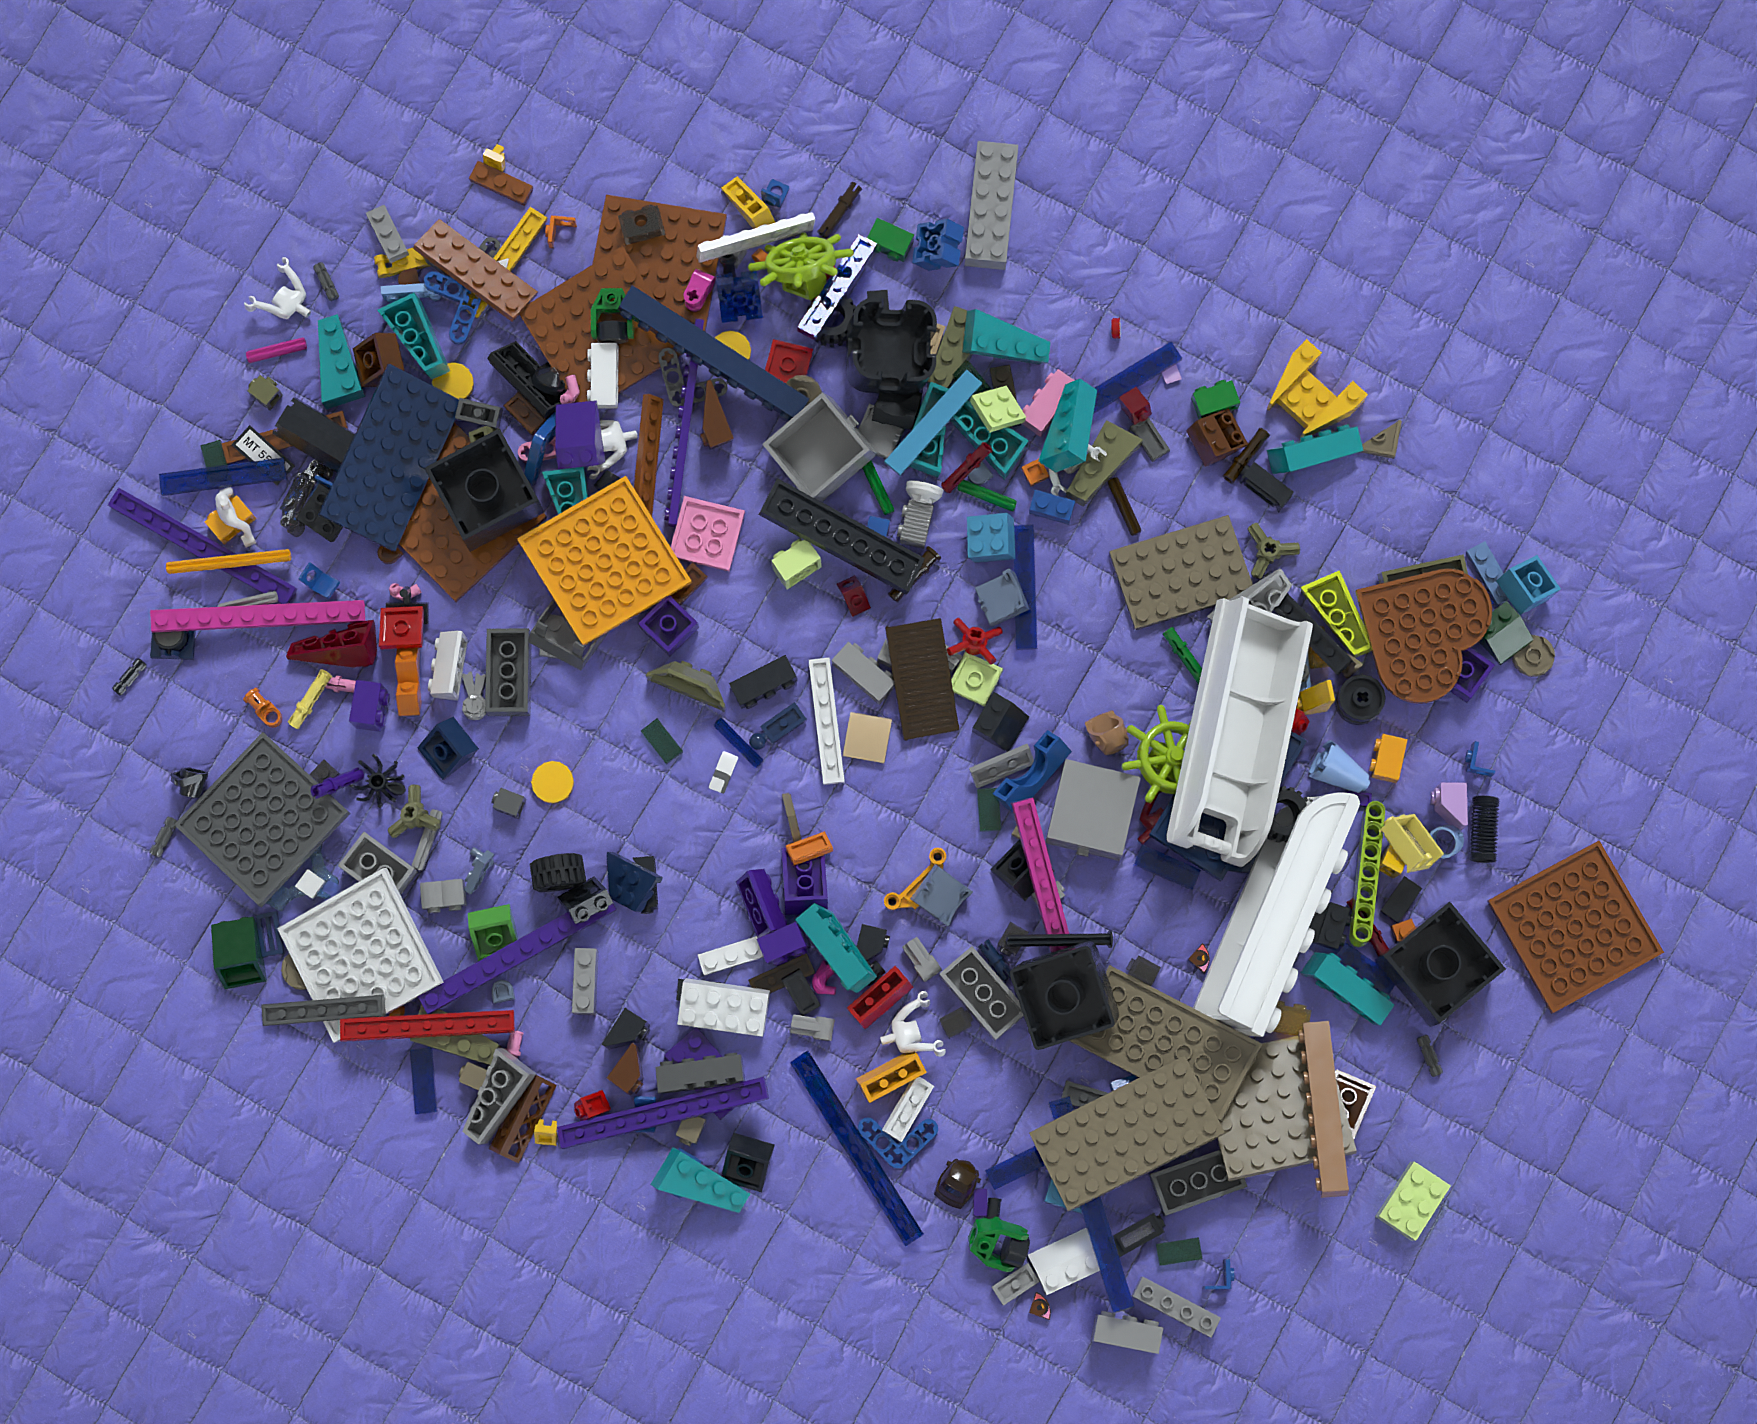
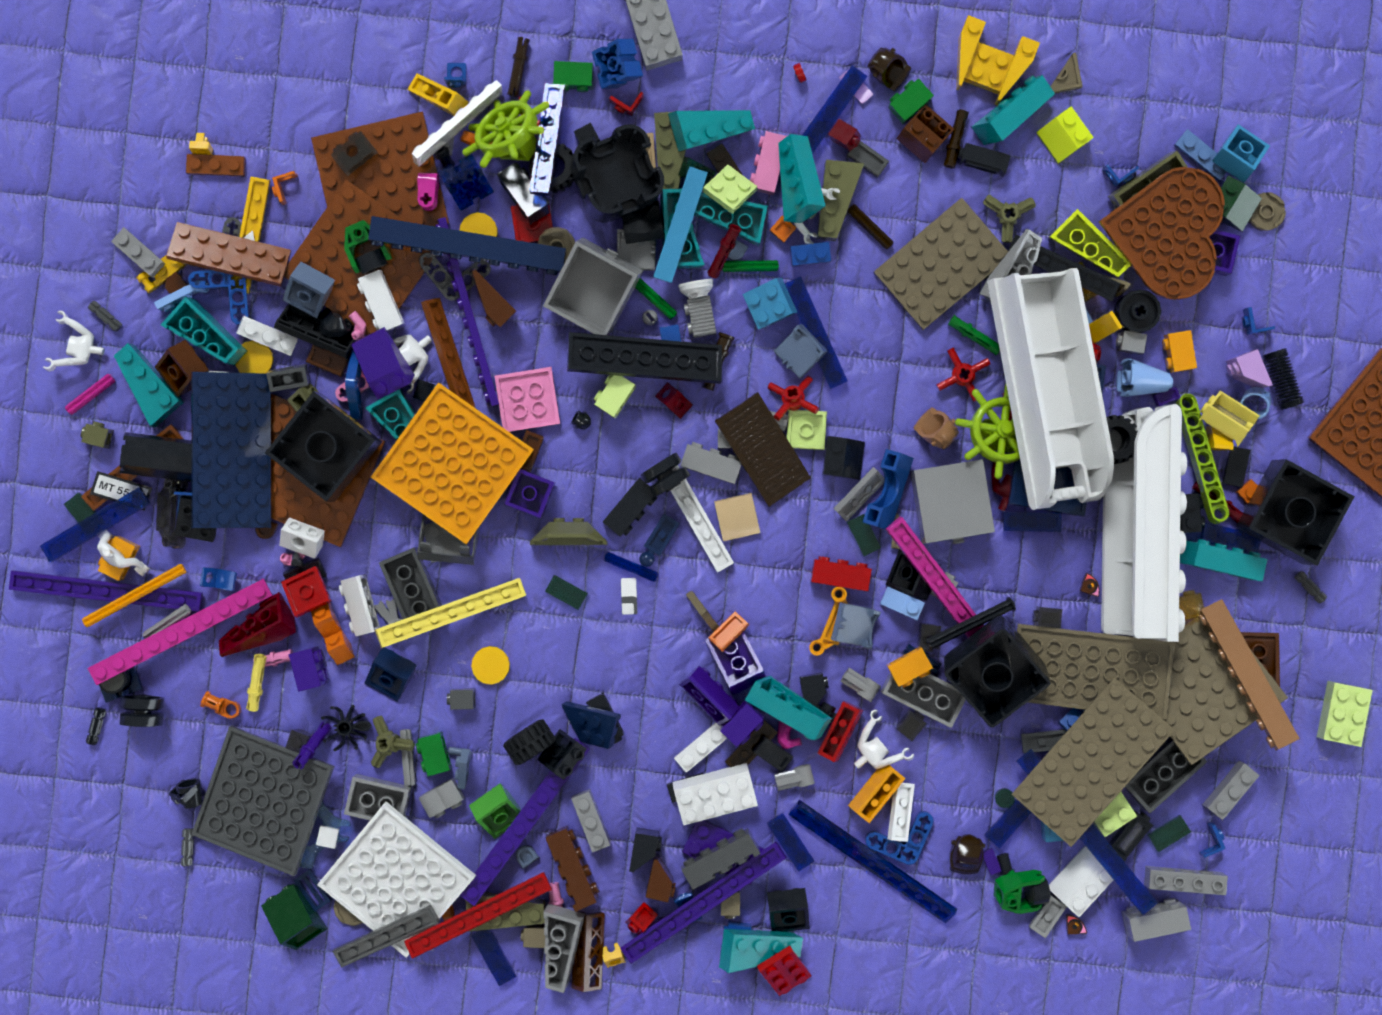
camera: 20 degrees left, 10 degrees up
(183, 678) = (143, 710): none -> black wheel
(421, 574) = (301, 538): none -> white brick
(455, 846) = (434, 754): none -> green brick
(476, 364) = (266, 335): none -> white plate
(536, 707) = (450, 612): none -> light yellow plate
(537, 335) = (308, 289): none -> sand blue slope
(545, 1021) = (573, 868): none -> reddish brown wedge
(716, 1219) = (784, 971): none -> red plate
(752, 576) = (581, 420): none -> black plate
(780, 1091) = (790, 841): none -> clear blue plate
(787, 317) = (517, 185): none -> brick
(812, 660) = (665, 475): none -> black wheel
(860, 506) = (646, 320): none -> light grey hinge
(925, 290) = (621, 107): none -> red bracket
(949, 837) = (841, 574): none -> red brick
(978, 956) = (909, 667): none -> light orange brick
(999, 894) = (902, 603): none -> light blue slope
(1021, 1141) = (1004, 797): none -> tile
(1127, 1201) = (1115, 815): none -> yellowish green brick
(1157, 681) = (971, 370): none -> red bar
(1207, 359) = (889, 68): none -> dark brown helmet
(1261, 1231) = (1230, 790): none -> light grey brick
(1342, 728) = (1131, 342): none -> light grey brick
(1357, 496) = (1064, 135): none -> neon yellow slope
(1404, 562) = (1113, 177): none -> blue bracket

